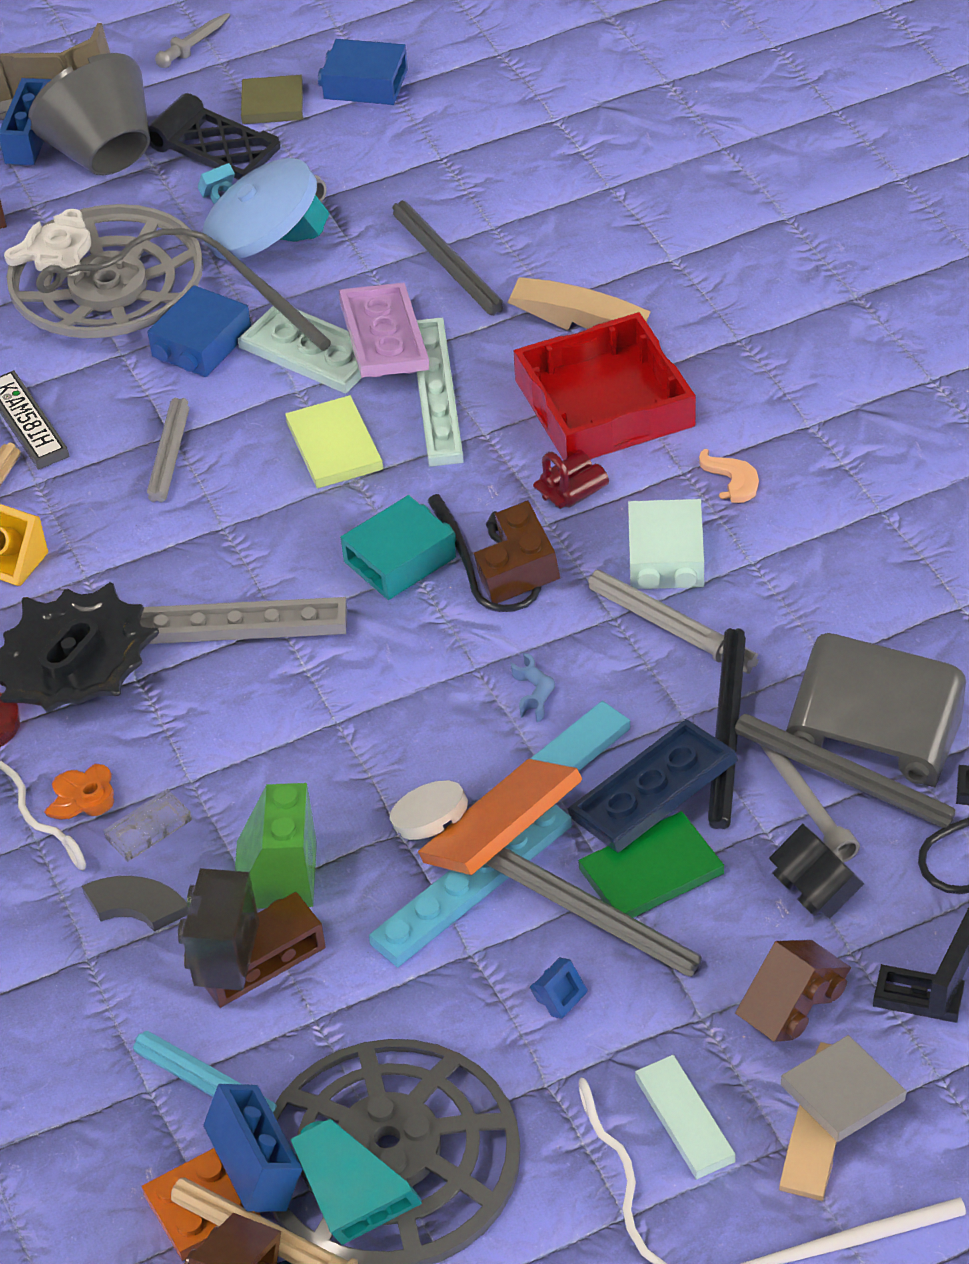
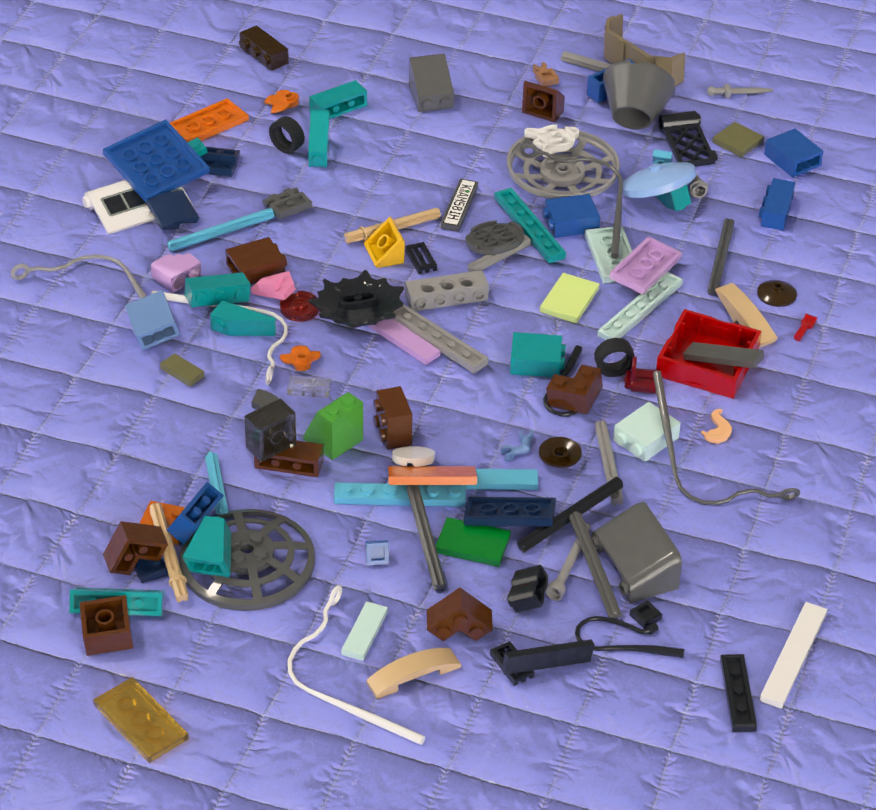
camera: 40 degrees right, 5 degrees down
(67, 535) = (423, 266): none -> black tile
(137, 430) = (494, 237): none -> dark grey tile
(159, 381) = (532, 227): none -> teal plate
(168, 546) = (446, 290): none -> light grey brick
(203, 656) = (407, 340): none -> lavender tile
(343, 775) = (393, 417): none -> reddish brown brick
(430, 146) = (777, 204): none -> blue brick
(508, 474) = (611, 346): none -> black tyre
(567, 258) = (776, 293): none -> dark brown dish
(602, 654) = (560, 452): none -> dark brown dish
(635, 374) = (724, 355): none -> dark grey tile
(653, 269) = (806, 323): none -> red piece
(698, 516) = (669, 441): none -> dark grey piece
(843, 1088) = (426, 662): light grey tile -> none

